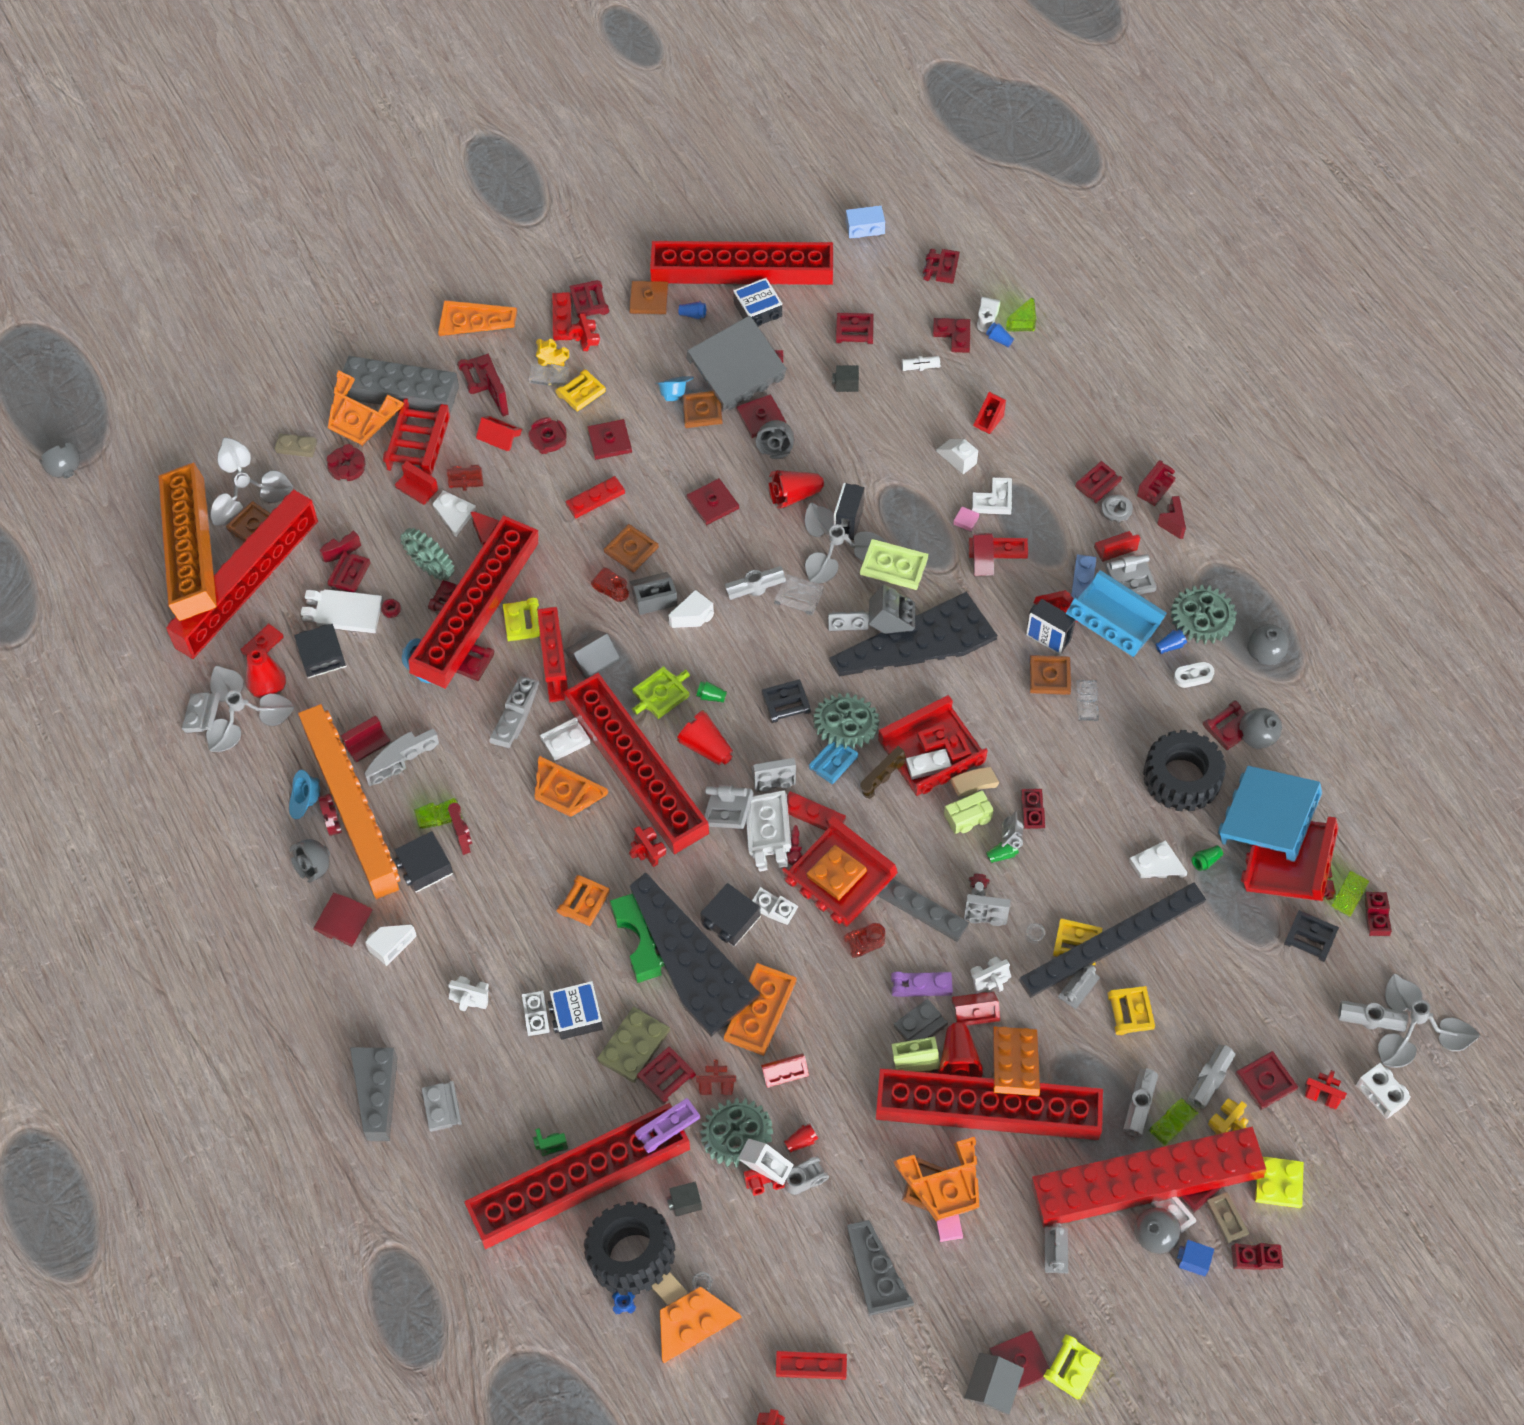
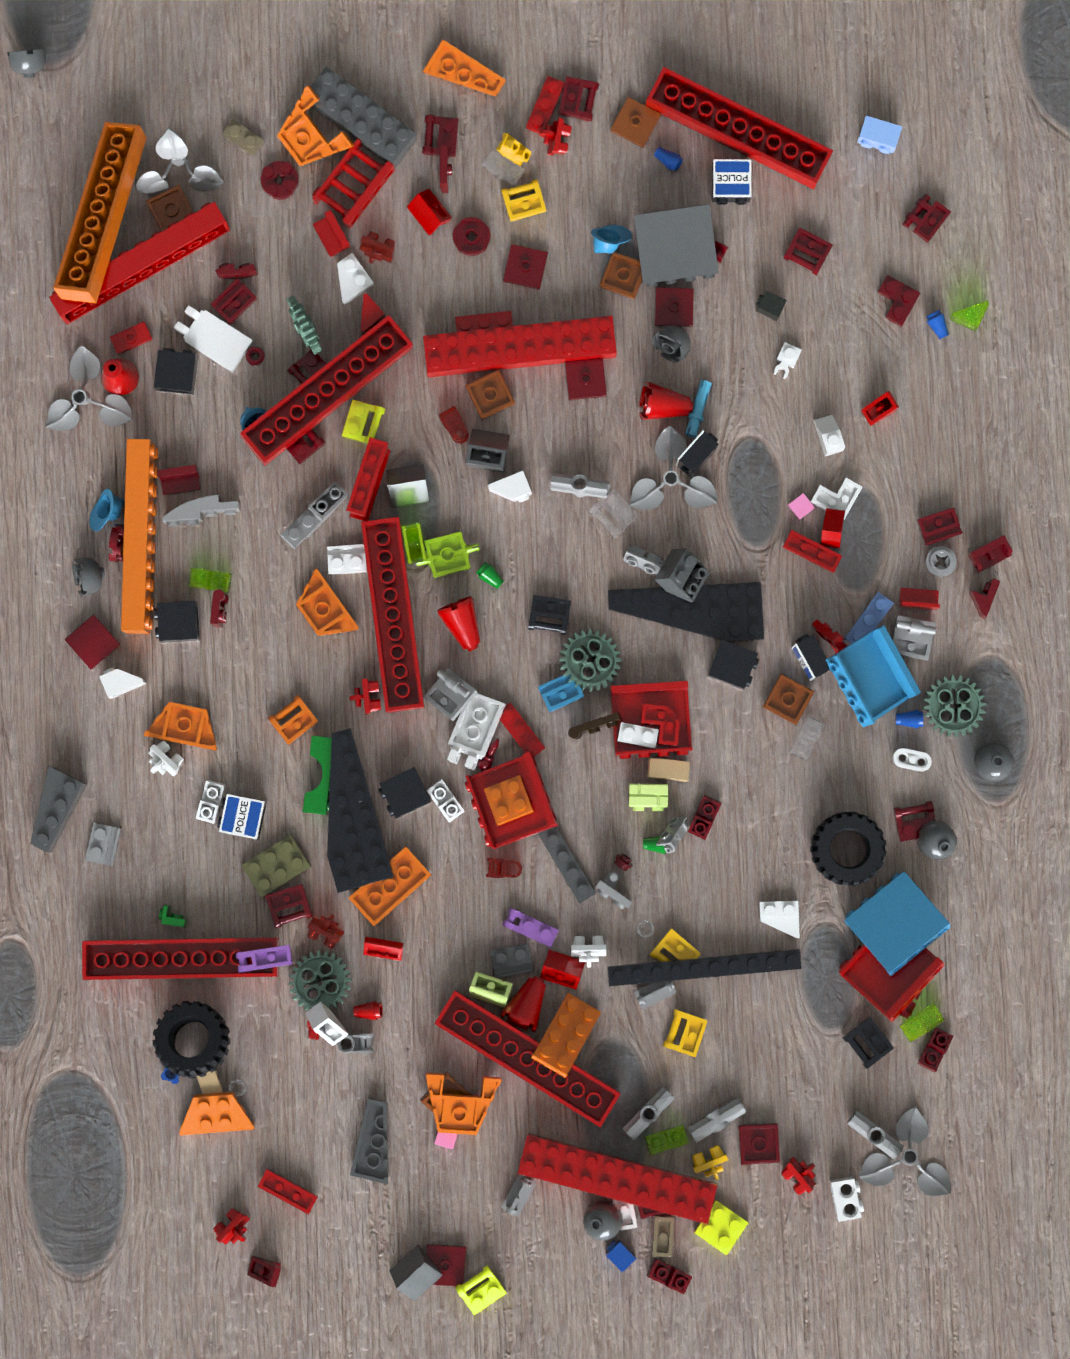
camera: 30 degrees right, 25 degrees up
(200, 712) = (52, 385): light grey plate -> none
(474, 954) = (184, 726): none -> orange wing
(624, 691) = (413, 543): none -> clear neon green slope
(636, 498) = (519, 346): none -> red brick
(684, 1199) = (254, 1016): pearl dark grey brick -> none
(774, 774) = (503, 682): light grey plate -> none
(829, 488) = (695, 416): none -> medium azure pin
(884, 414) = (787, 357): none -> white plate
(894, 564) = (708, 530): yellowish green plate -> none
(907, 364) = (848, 319): white pin -> none
(982, 667) = (733, 665): none -> black piece
(983, 554) = (793, 555): dark red slope -> none
(987, 313) = (941, 292): white piece -> none
(1005, 520) = (832, 528): none -> red slope
(1206, 858) = (822, 933): green cone -> none

